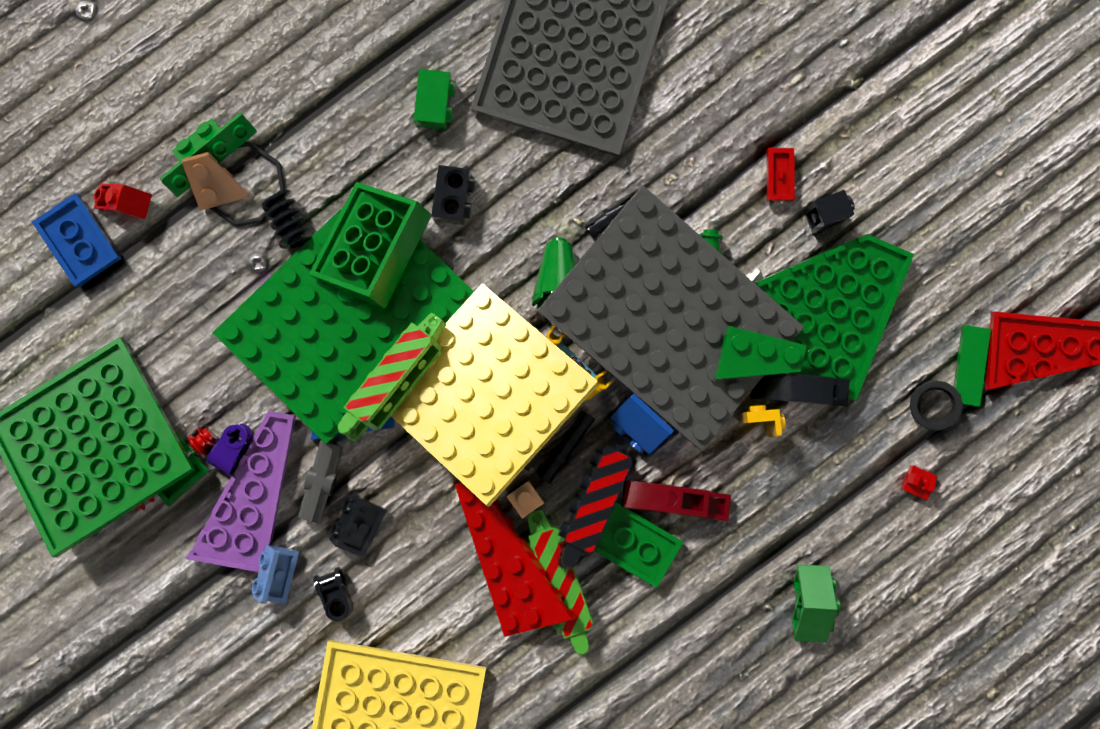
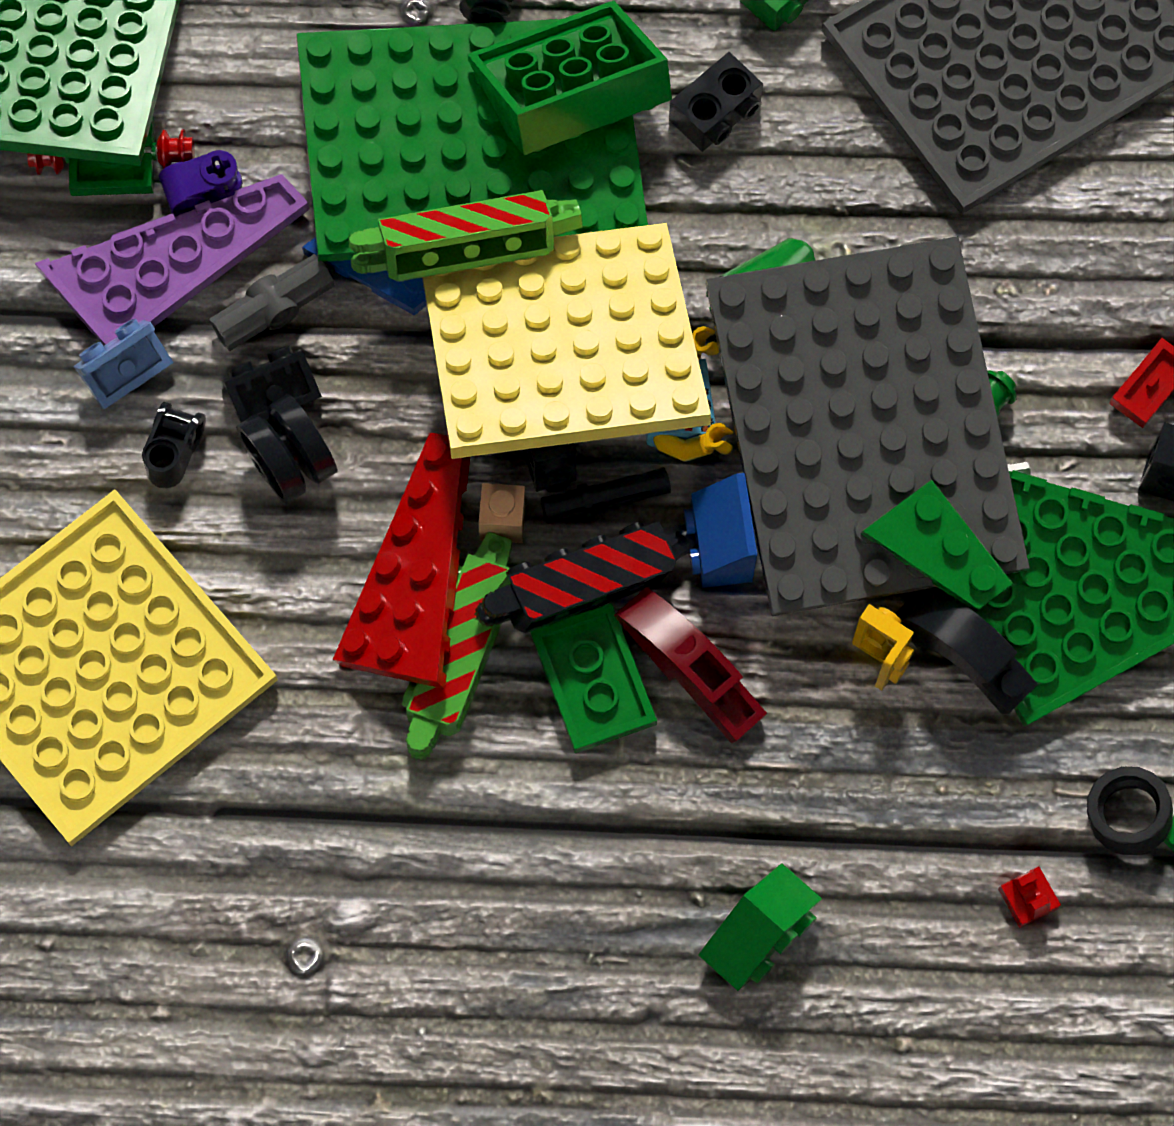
camera: 40 degrees right, 15 degrees down
(396, 556) = (287, 448): none -> black wheel

